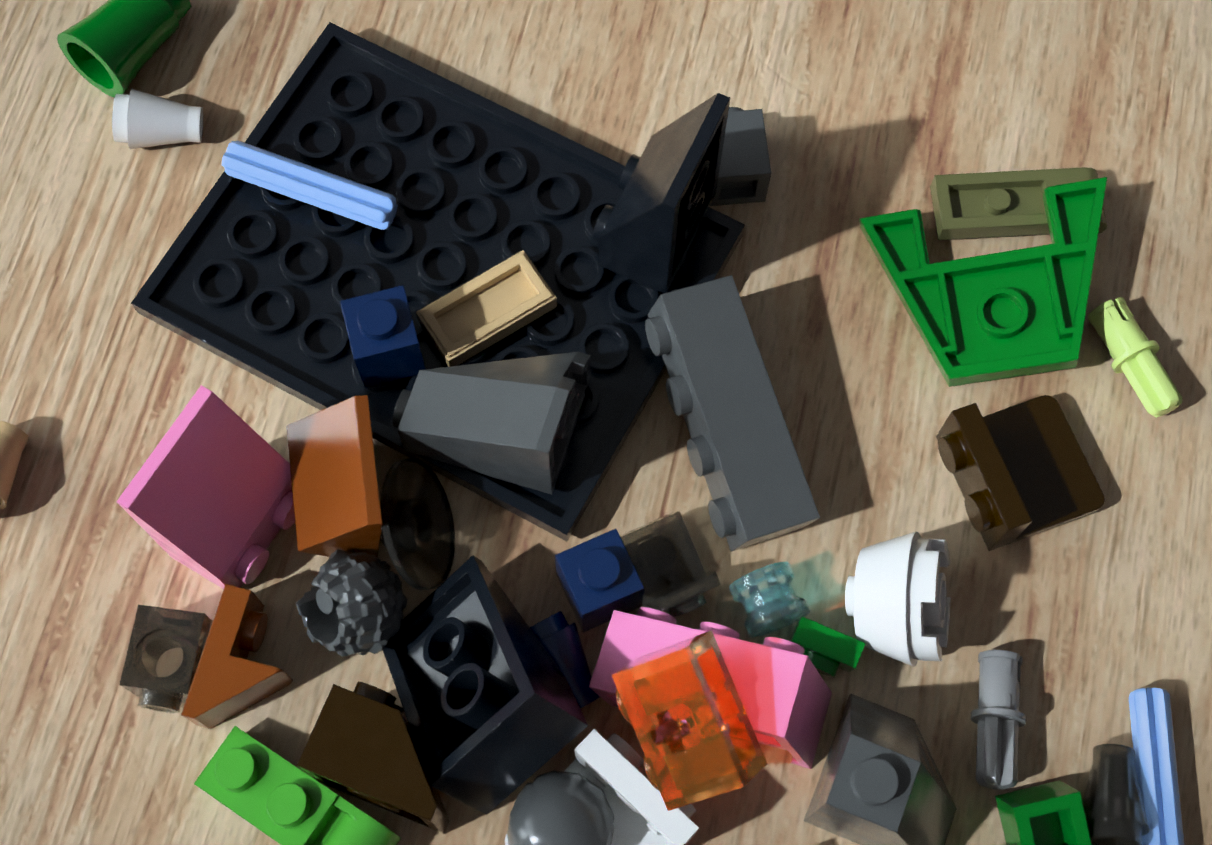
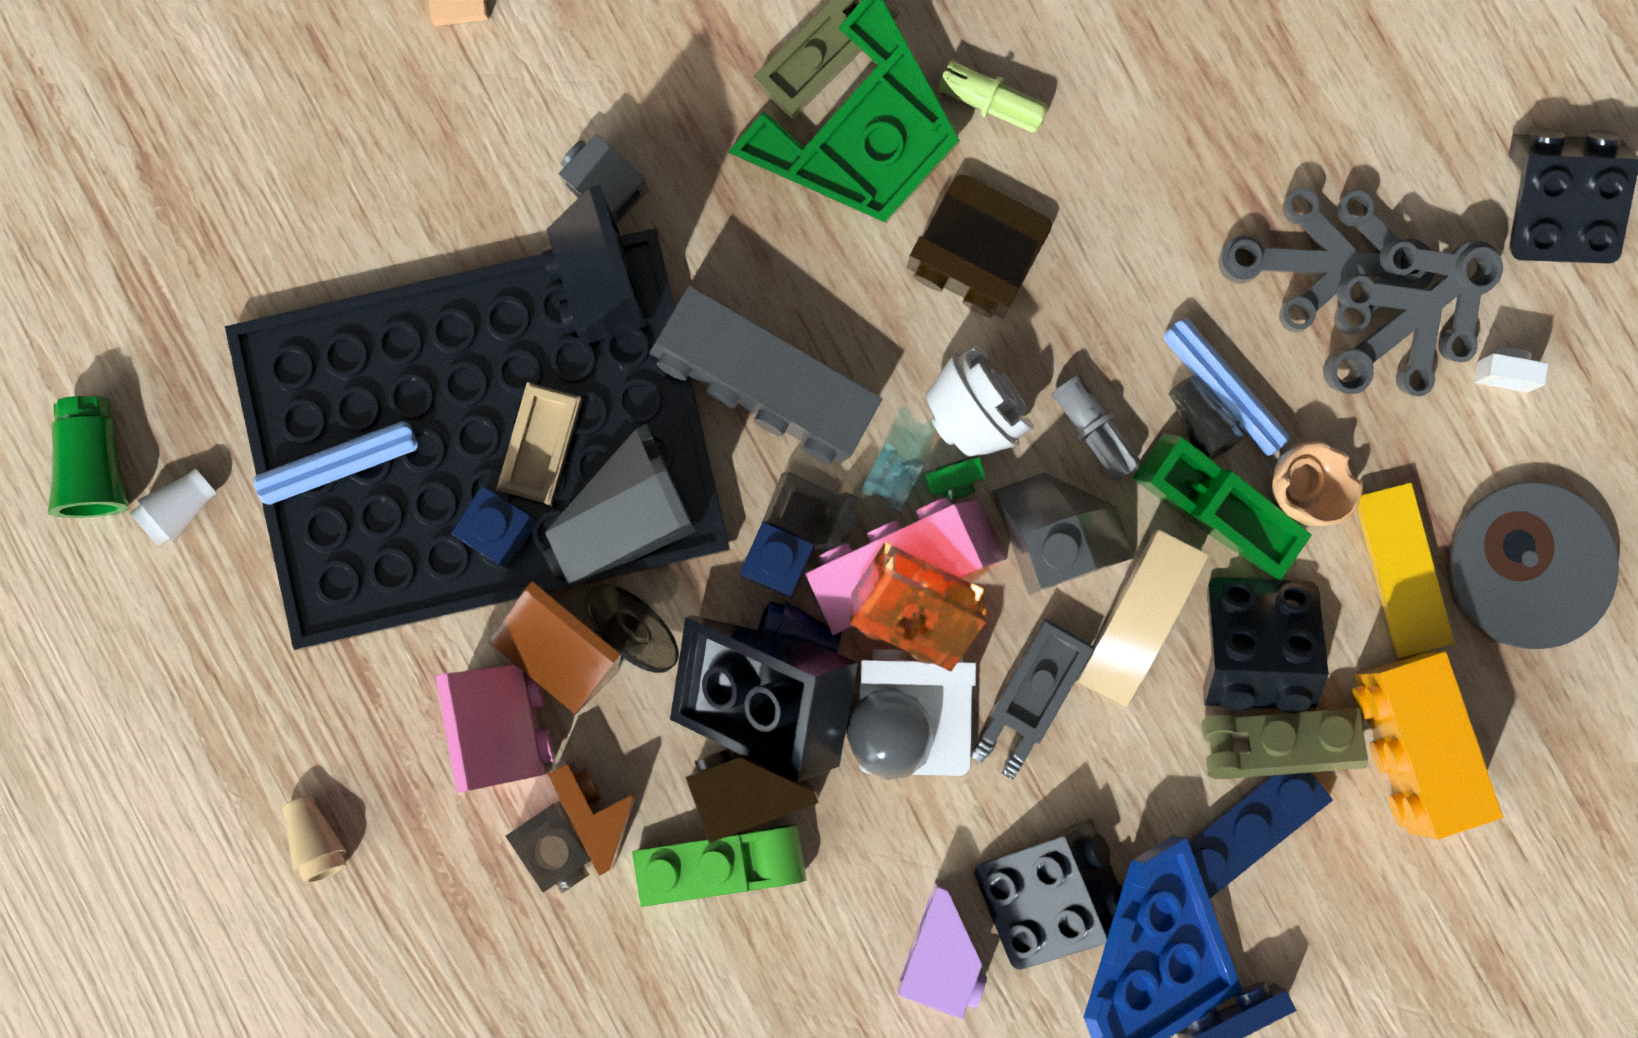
camera: 40 degrees left, 15 degrees up
(353, 604) = (637, 714): dark grey piece -> none

